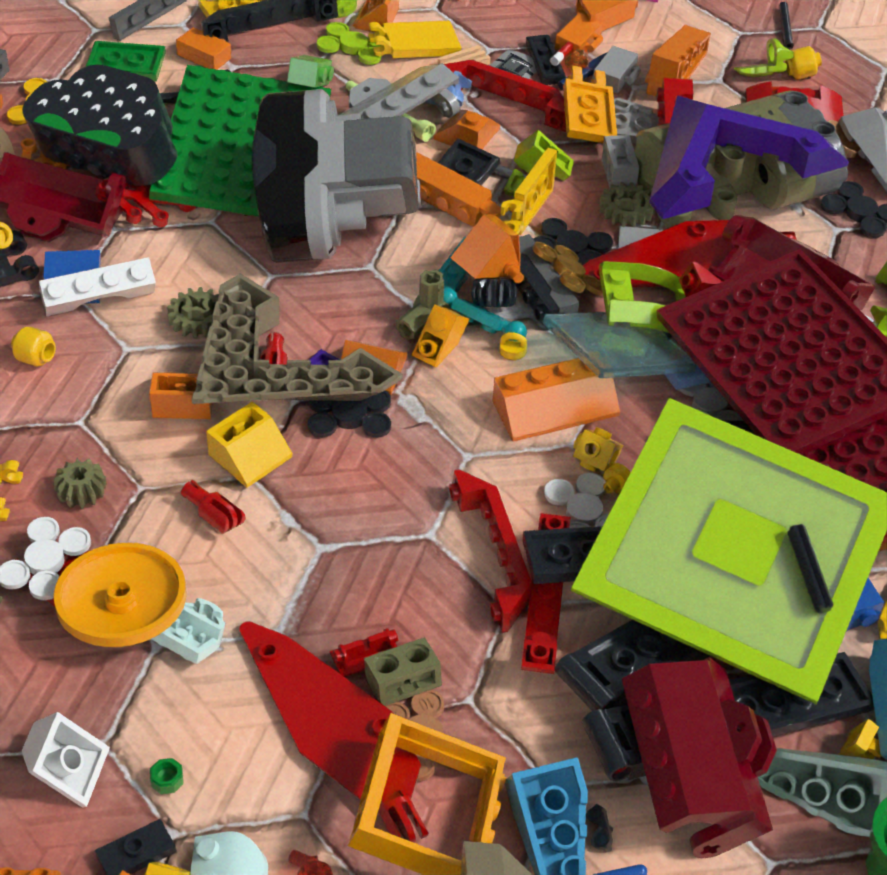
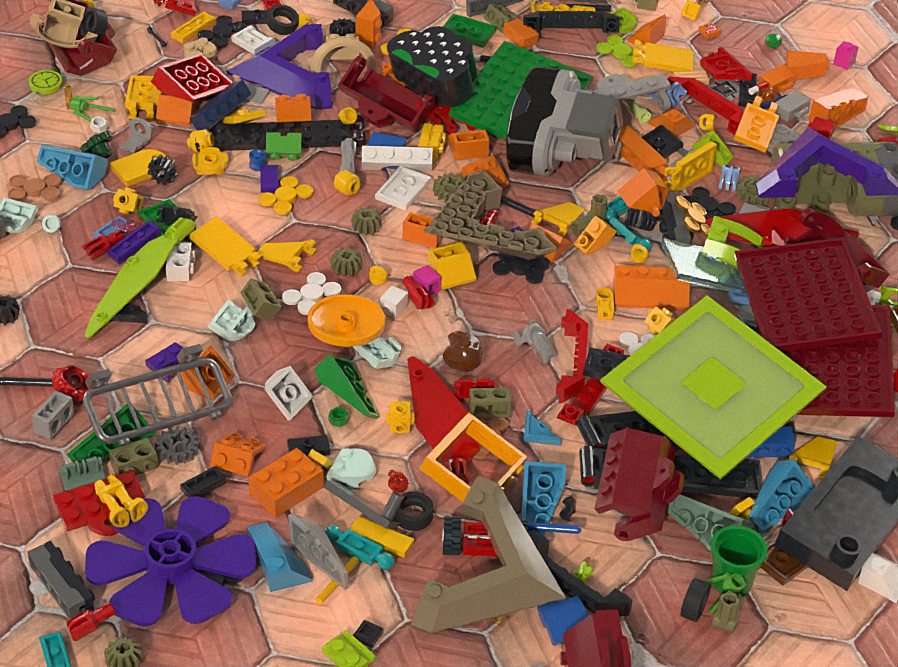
camera: 20 degrees right, 5 degrees down
(17, 295) = (348, 151): none -> light grey axle
(86, 403) = (366, 221): none -> olive gear
(122, 331) = (403, 188): none -> white tile
(138, 240) = (434, 138): none -> yellow brick
(138, 492) = (378, 275): none -> yellow tile
(149, 703) = (343, 379): none -> green wedge
(162, 30) = (498, 15): none -> olive bracket
(181, 533) = (394, 302): none -> white brick
(197, 236) = (469, 144): none -> orange slope
(220, 477) = (428, 278): none -> dark pink brick
(232, 265) = (490, 166): none -> orange bracket
(271, 747) = (399, 417): none -> yellow brick
(310, 71) = (582, 61): bright green brick -> none
(312, 317) = (517, 206): none -> black bar
(332, 593) = (464, 352): none -> reddish brown helmet
(374, 313) = (560, 215): none -> yellow flag
(428, 533) = (536, 337): none -> light grey hair
(493, 698) = (538, 432): none -> dark azure tile
(500, 444) = (605, 306): none -> yellow piece
(502, 34) = (724, 66): none -> red wing
(521, 119) = (710, 122): none -> yellow tile
(583, 194) = (729, 175): none -> light blue arm
(619, 160) = (761, 160): light grey brick -> none
(810, 568) = (748, 407): black axle -> none

